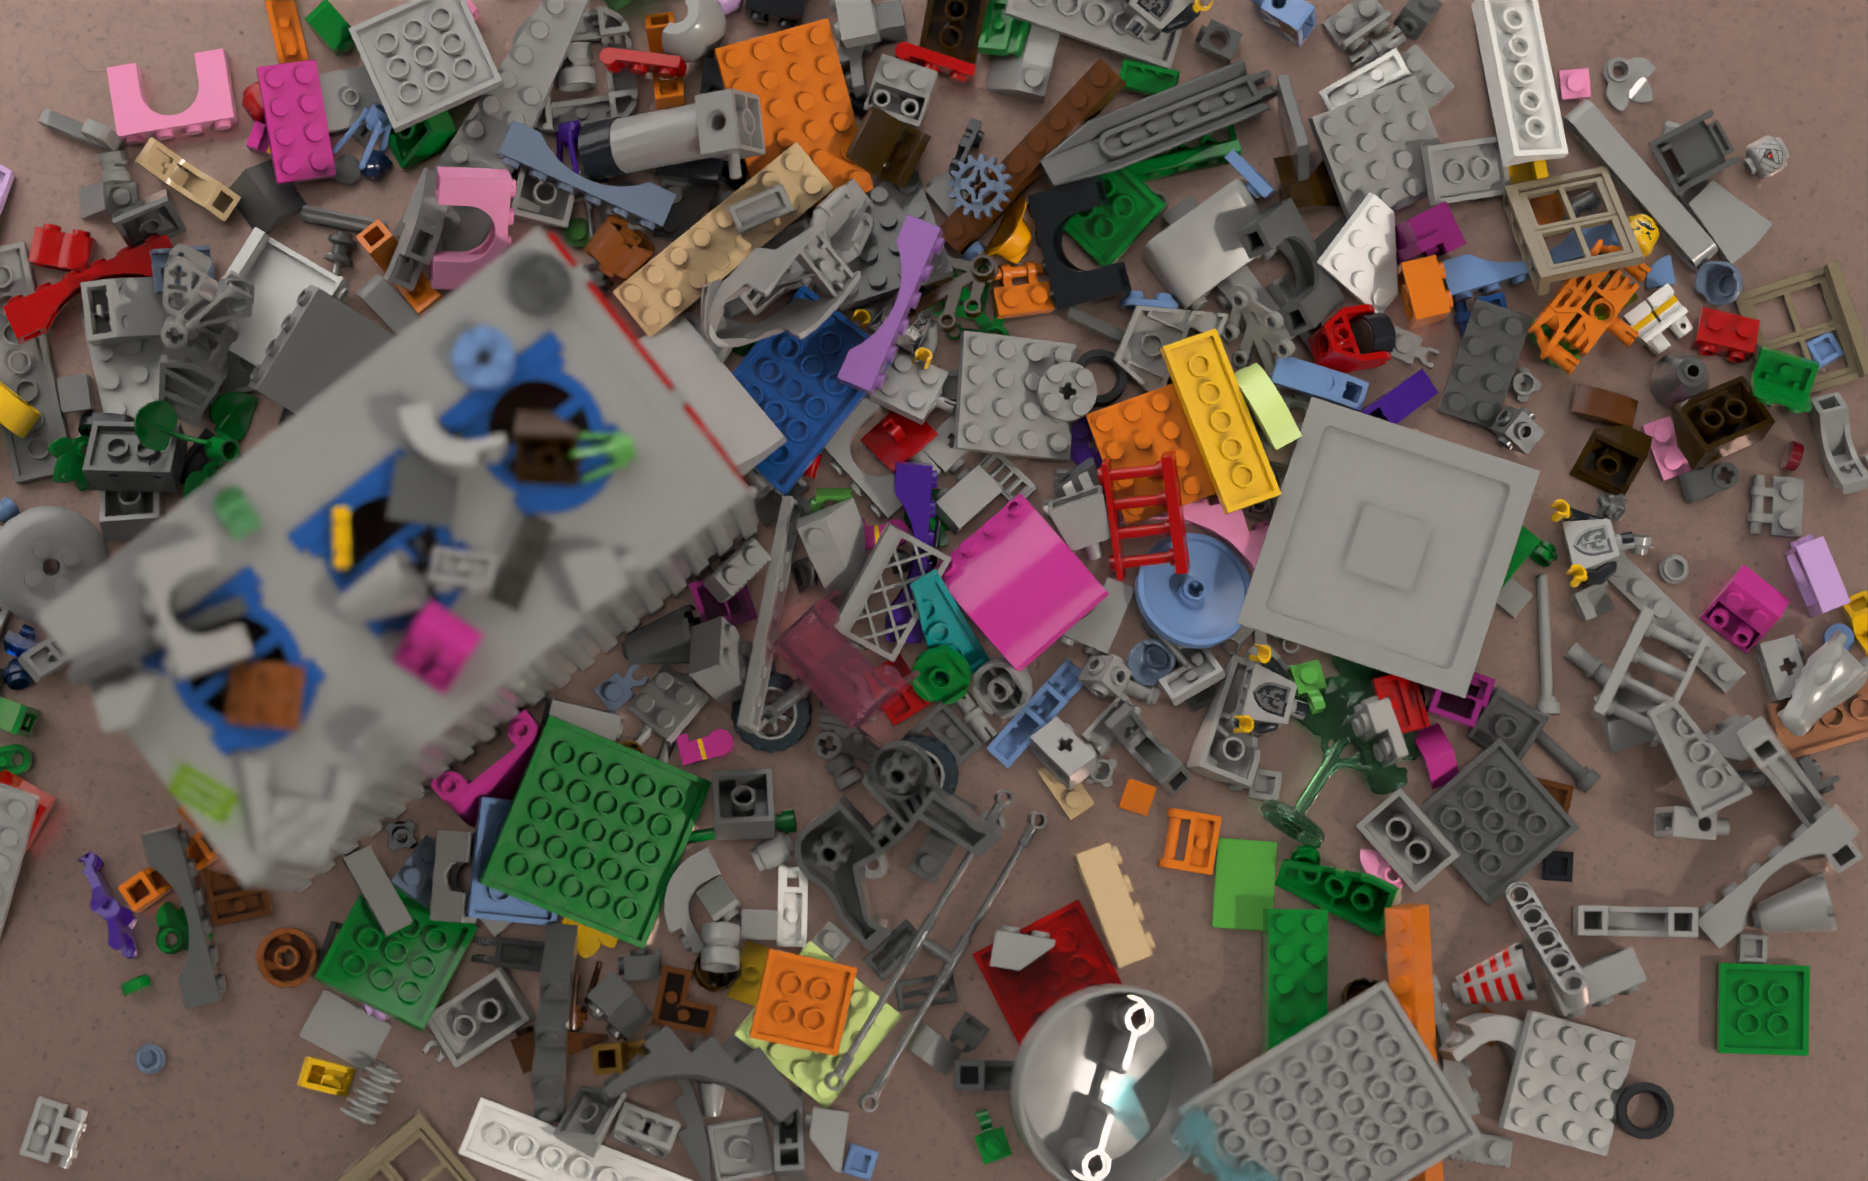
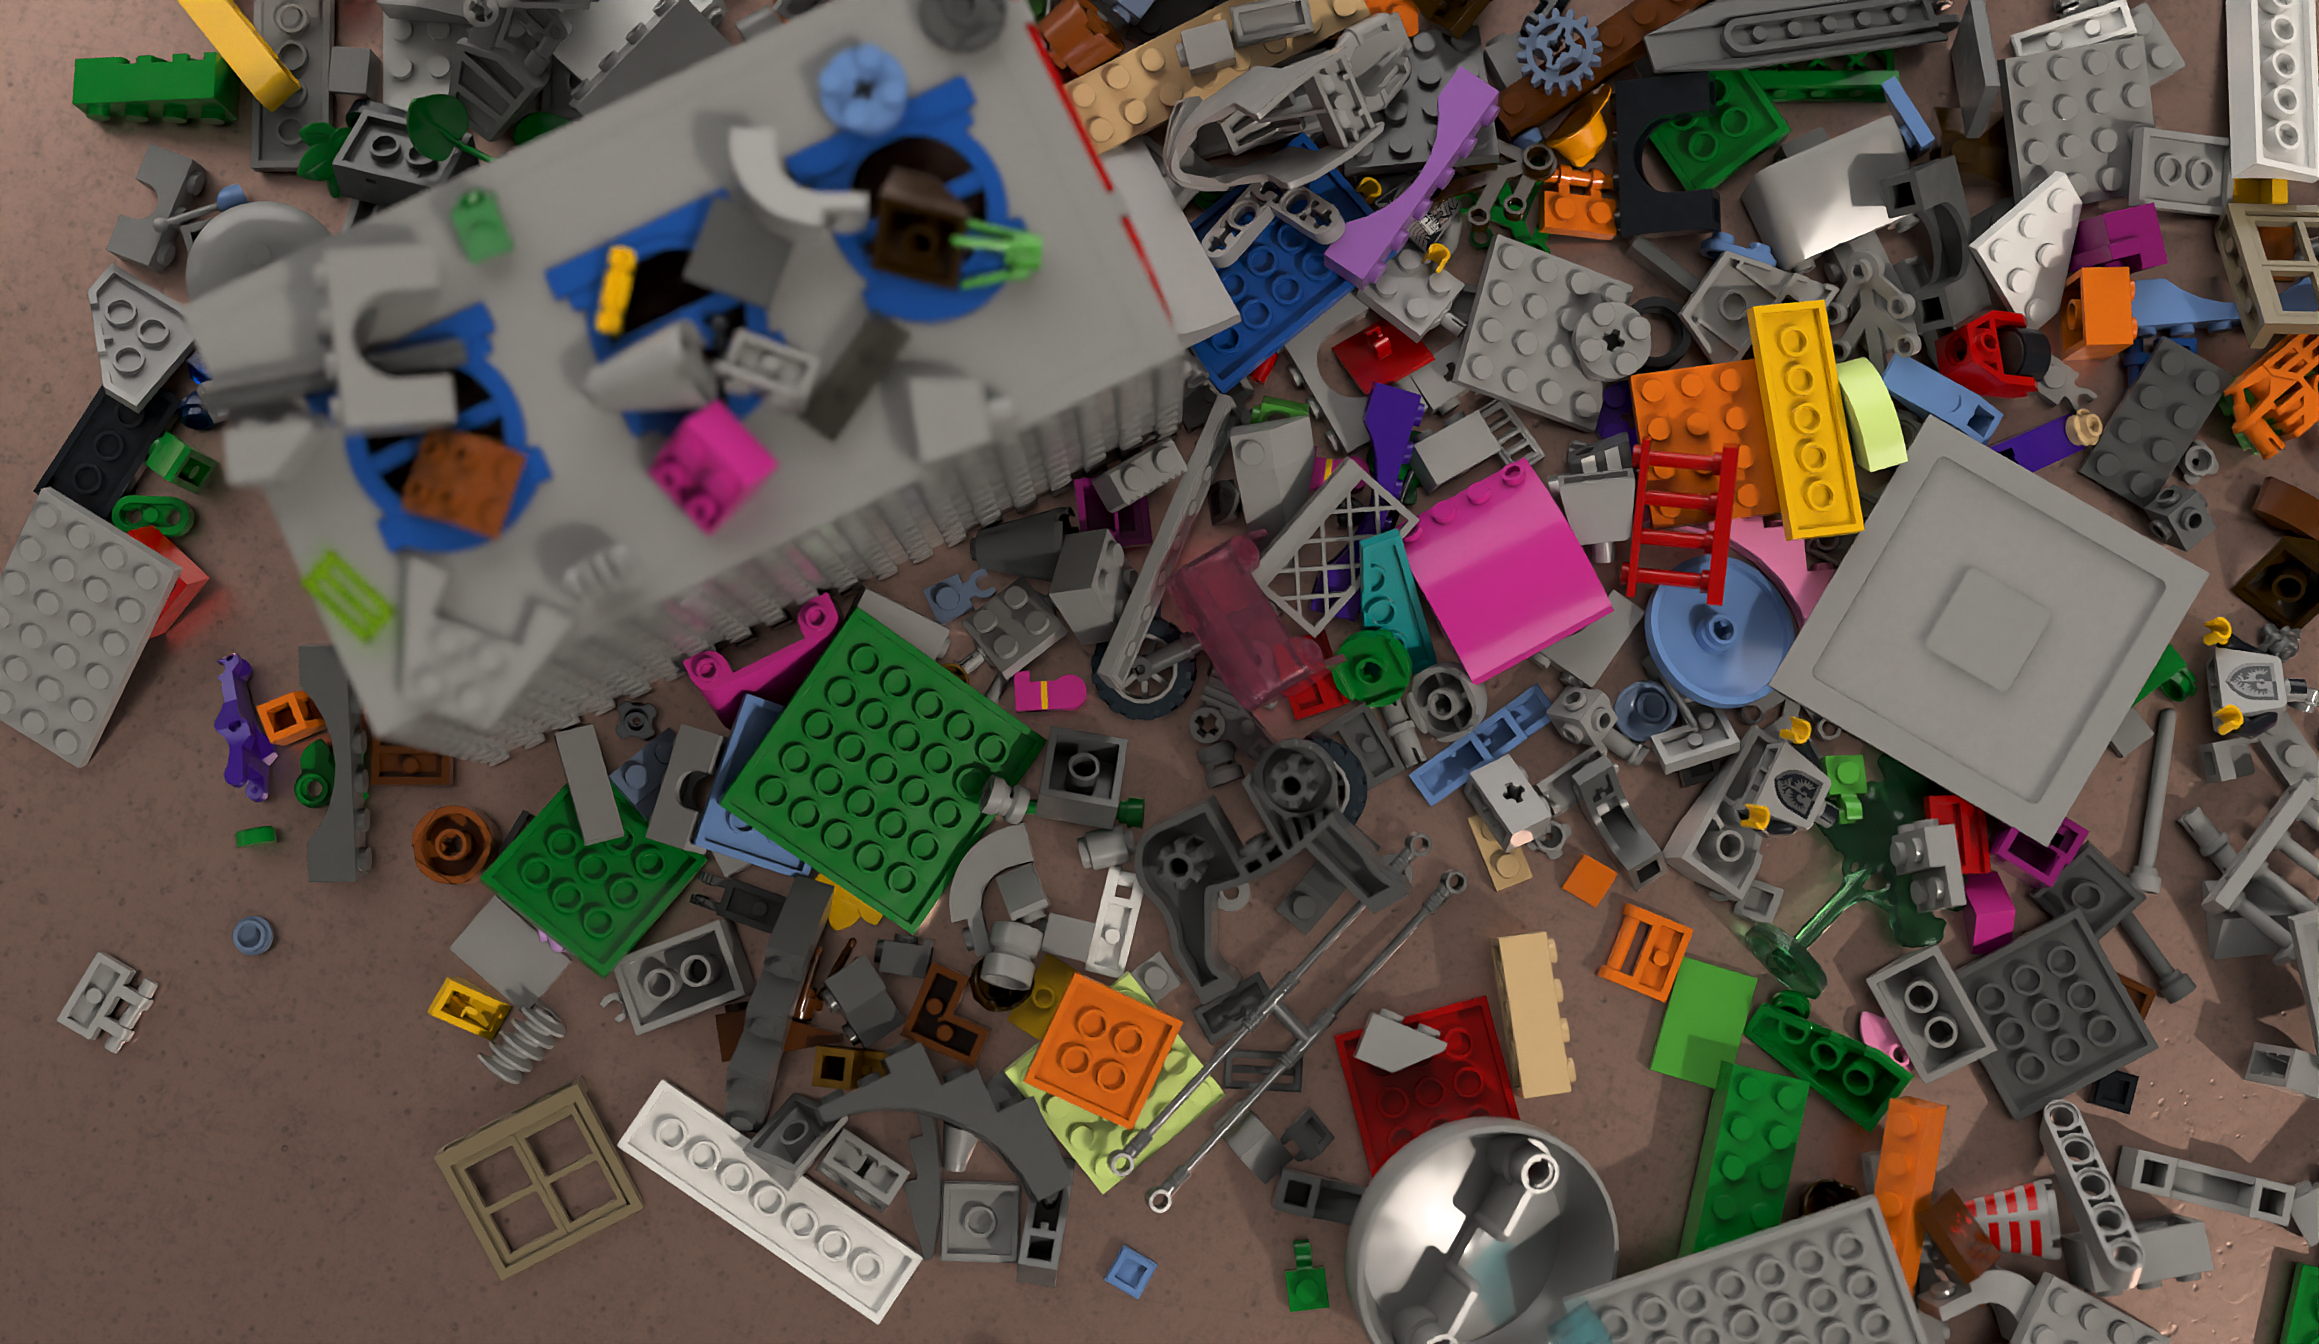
camera: 15 degrees right, 0 degrees up
(689, 833) = (1004, 799): none -> light grey wheel
(716, 241) = (1206, 48): none -> light grey brick
(788, 349) = (1267, 206): none -> light grey beam
(828, 1133) = (1098, 1227): light grey slope -> none
(1433, 378) = (2083, 428): none -> tan plate
(1457, 997) = (1959, 1236): none -> reddish brown tile

